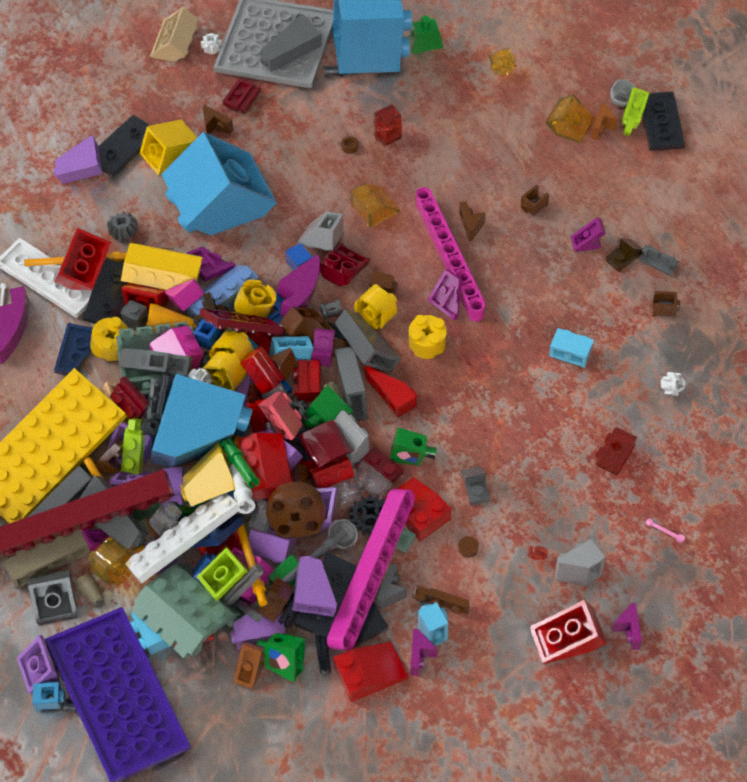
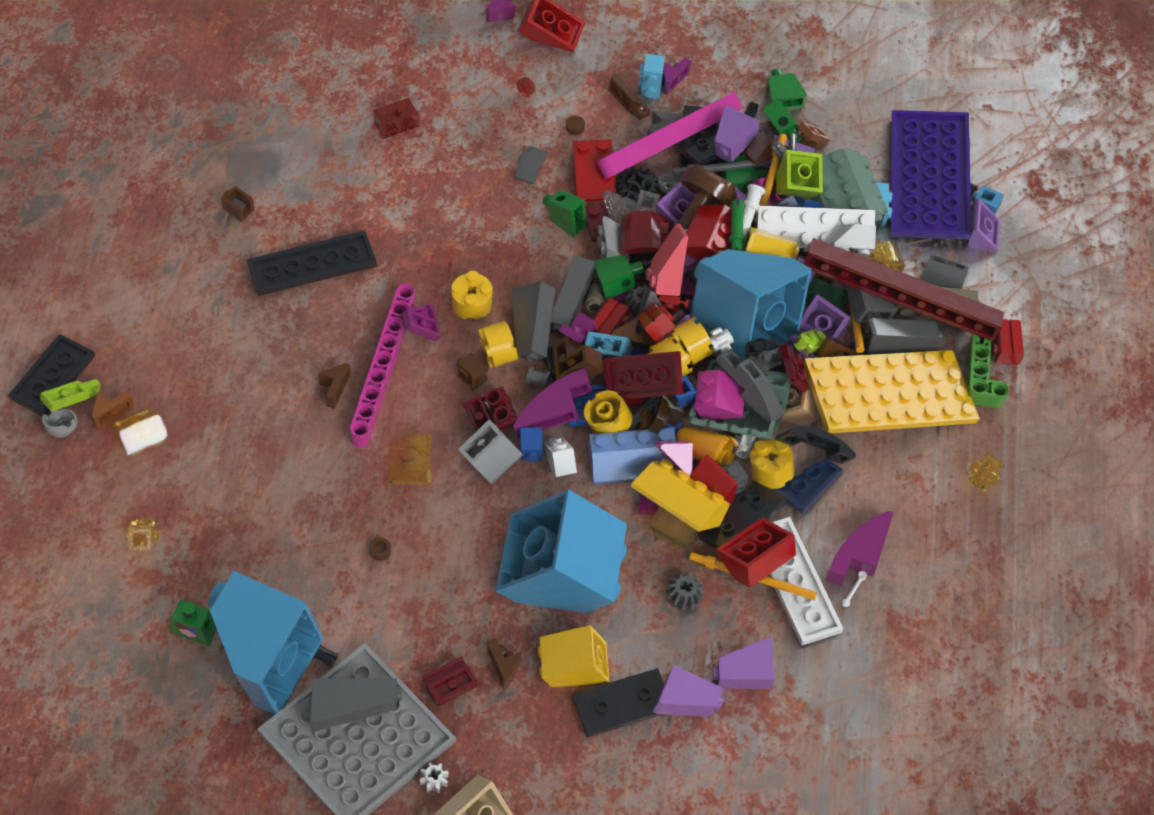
camera: 155 degrees left, 0 degrees up
(50, 203) = (747, 667): none -> medium lavender slope
(88, 586) = (912, 264): dark tan cone -> none
(98, 346) = (835, 448): none -> black slope
(139, 538) = (858, 240): none -> white slope
(212, 264) = (621, 497): magenta wing -> none
(272, 262) = (560, 456): none -> white slope
(306, 701) = (786, 88): none -> green torso
(369, 669) = (719, 81): red slope -> none
(387, 125) = (331, 527): clear red brick -> none
(392, 391) = (539, 263): red slope -> none
(532, 203) = (257, 365): reddish brown window -> none
(567, 295) = (311, 263): none -> black plate
(571, 347) = (355, 211): medium azure brick -> none
(580, 565) = (505, 52): light grey slope -> none
(588, 236) = (241, 300): magenta slope -> none
(624, 254) = (217, 272): dark brown slope -> none
(658, 260) = (199, 246): dark grey hinge -> none
(672, 383) = (299, 137): white gear -> none
(679, 538) = (405, 42): bright pink hinge -> none

